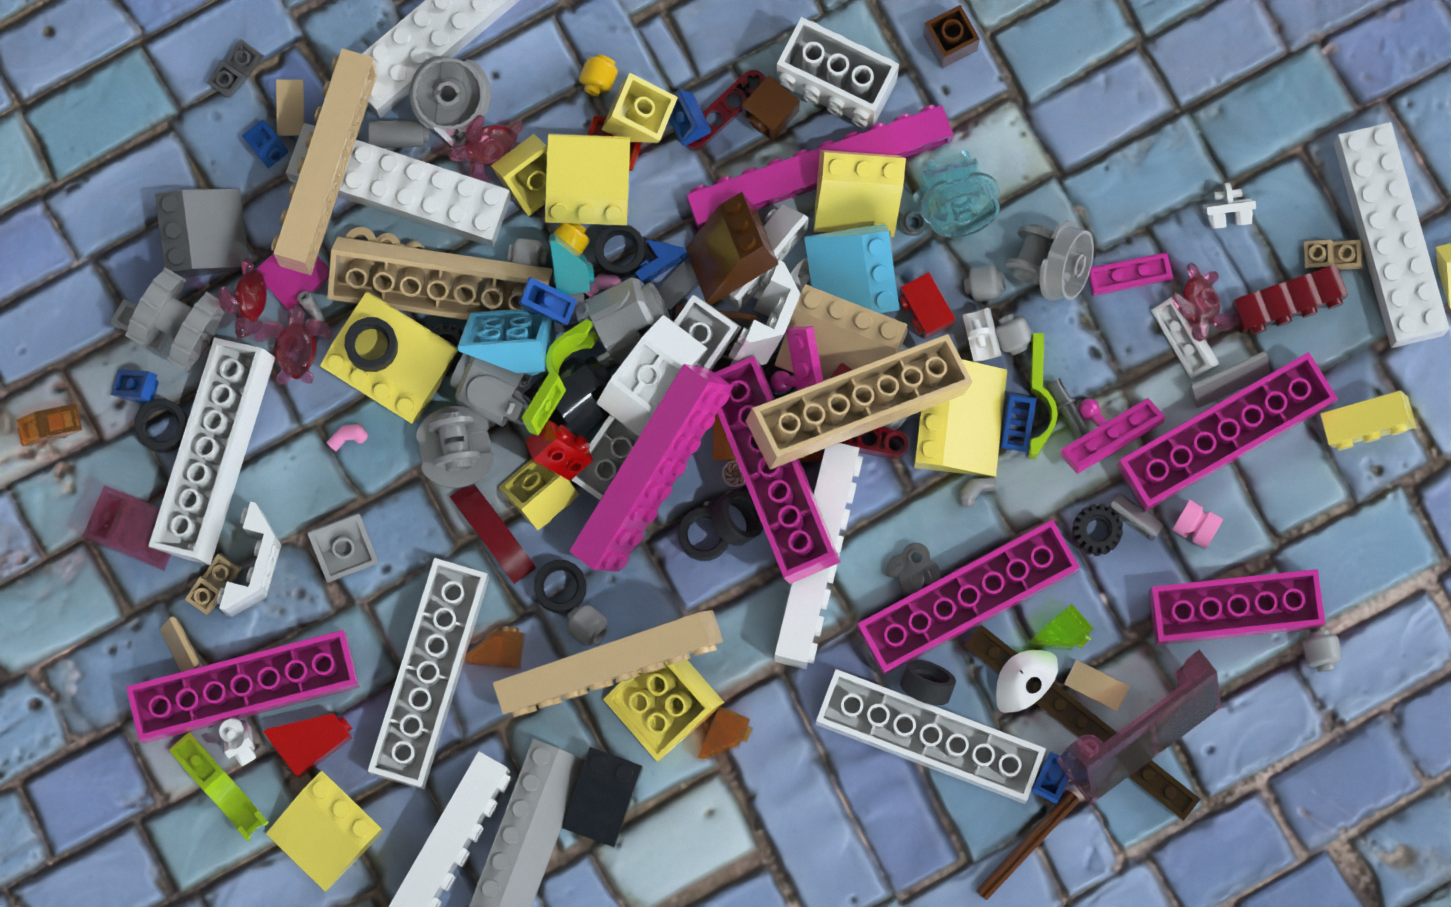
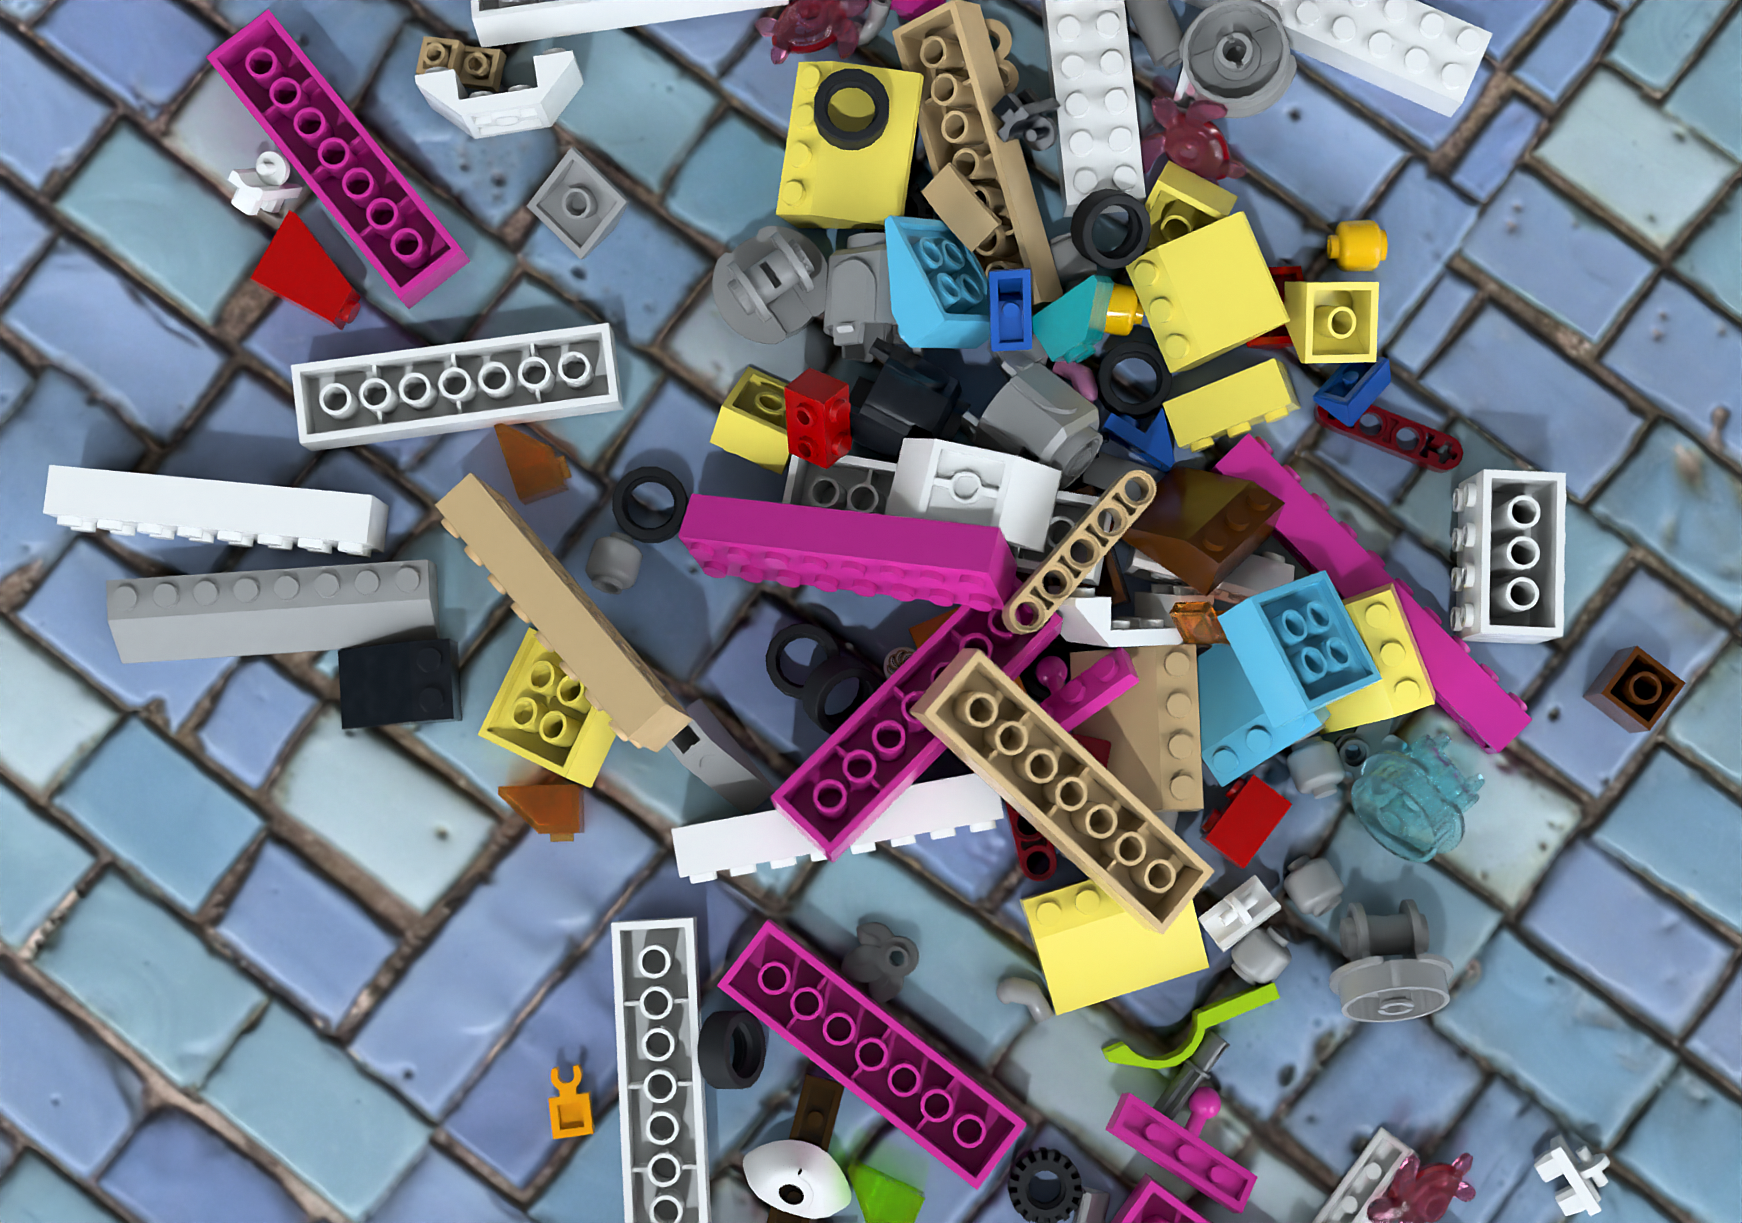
camera: 65 degrees right, 5 degrees up
(179, 645) = (363, 61): tan slope -> none
(218, 785) = (202, 188): lime piece -> none
(324, 831) = (205, 349): light yellow slope -> none
(347, 432) = (730, 140): bright pink arm -> none
(425, 239) = (1026, 118): none -> black hips
(465, 305) = (960, 207): none -> tan slope
(493, 532) = (683, 386): dark red slope -> none
(534, 210) = (1135, 240): none -> black tyre
(552, 387) = (893, 368): lime piece -> none
(665, 197) = (1232, 405): none -> light yellow wedge
(718, 338) = (1093, 538): none -> tan beam
(747, 612) = (718, 760): none -> light grey slope
(770, 108) = (1419, 491): reddish brown head -> none
(796, 272) = (1198, 623): none -> clear orange slope
(835, 222) = (1298, 648): none -> medium azure slope
(912, 248) = (1315, 767): none -> light grey head
(922, 803) = (570, 1111): none -> light orange plate
(1024, 399) = (1178, 1005): blue slope -> none
(1130, 274) = (1418, 1077): dark pink tile -> none

